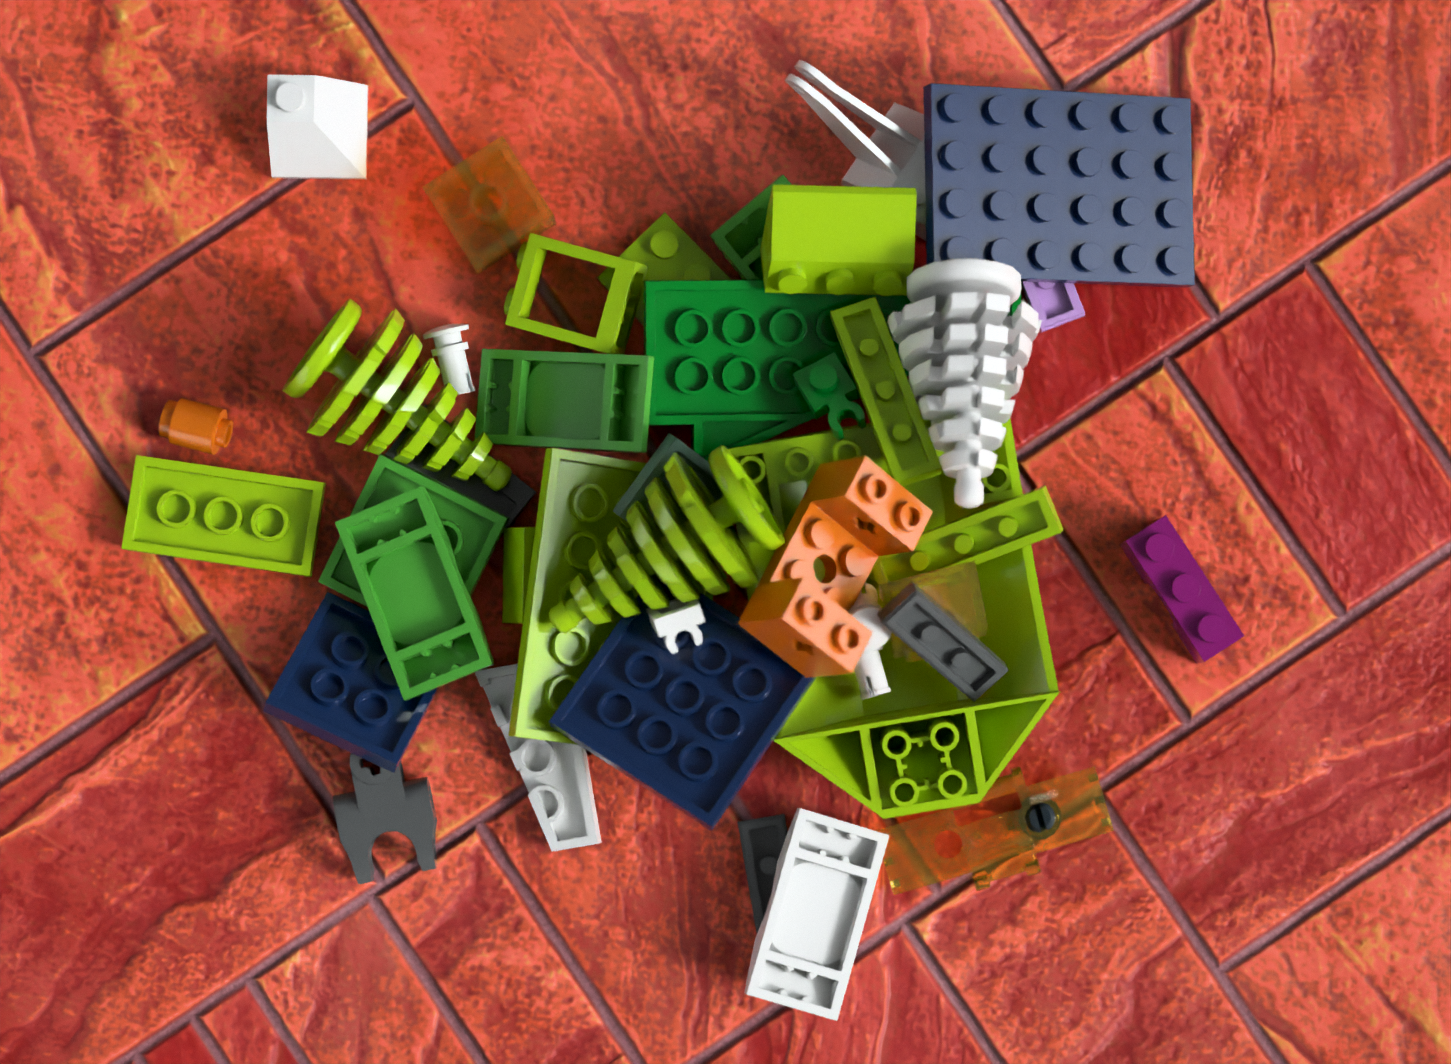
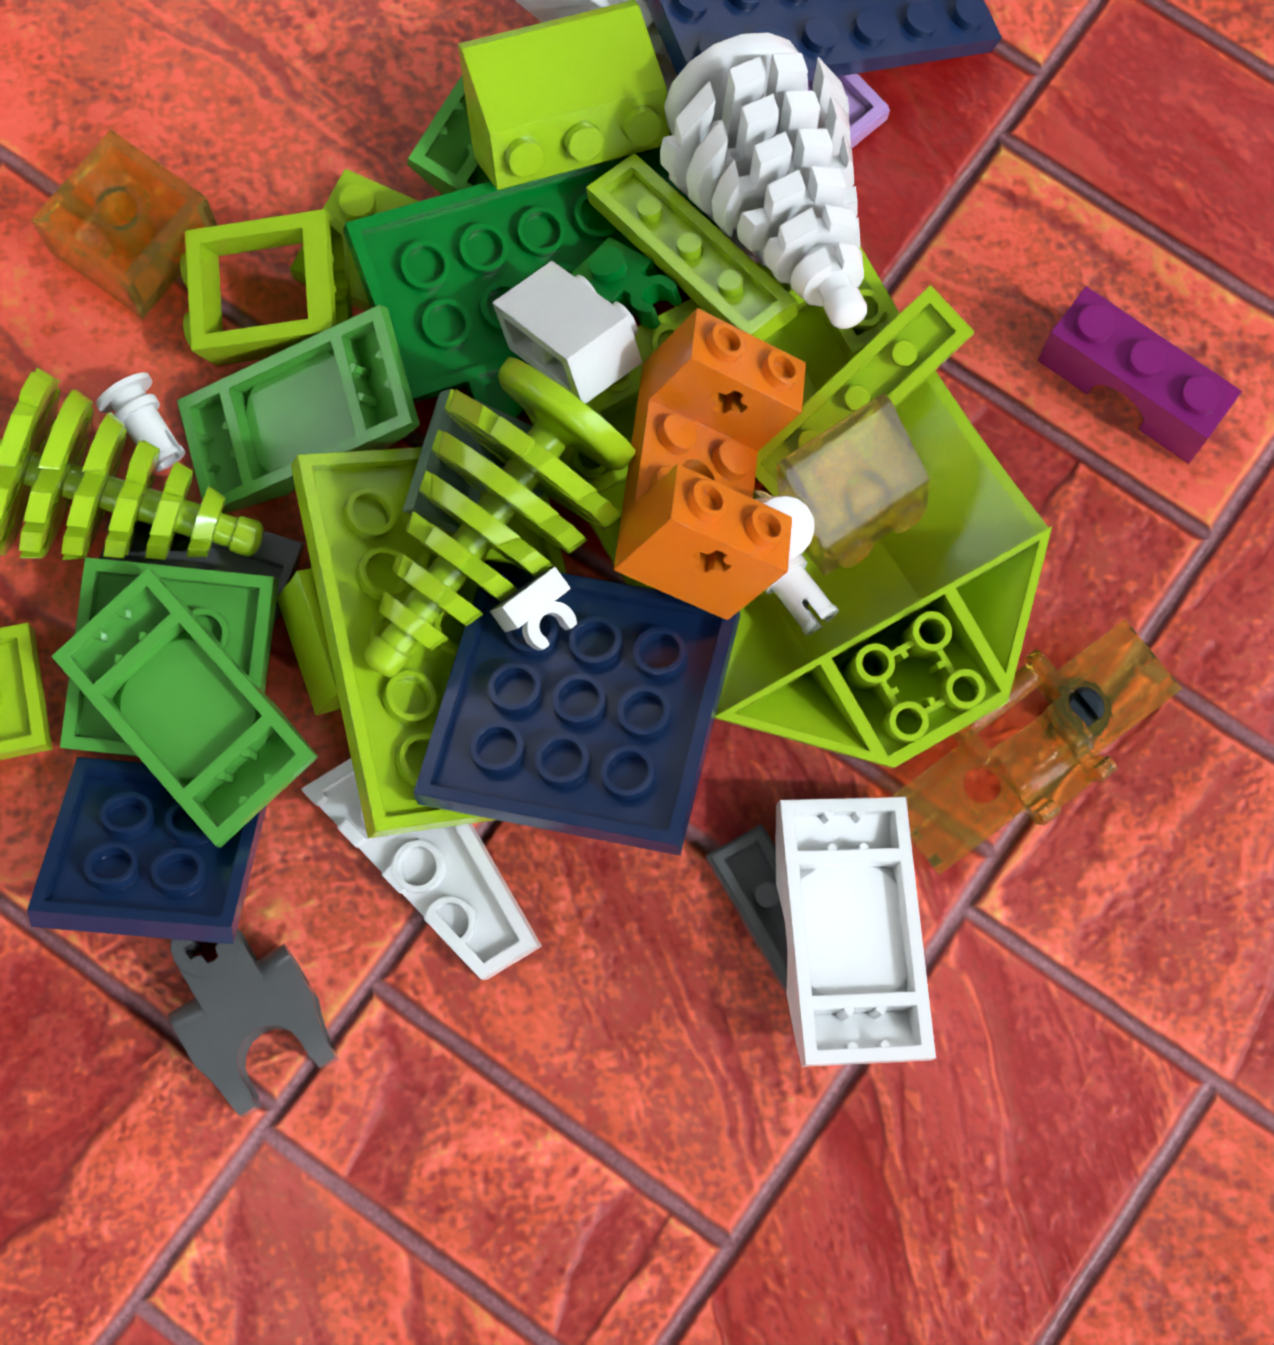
camera: 20 degrees left, 10 degrees down
(775, 423) = (569, 331): none -> white brick
(942, 641) = (881, 513): dark grey tile -> none

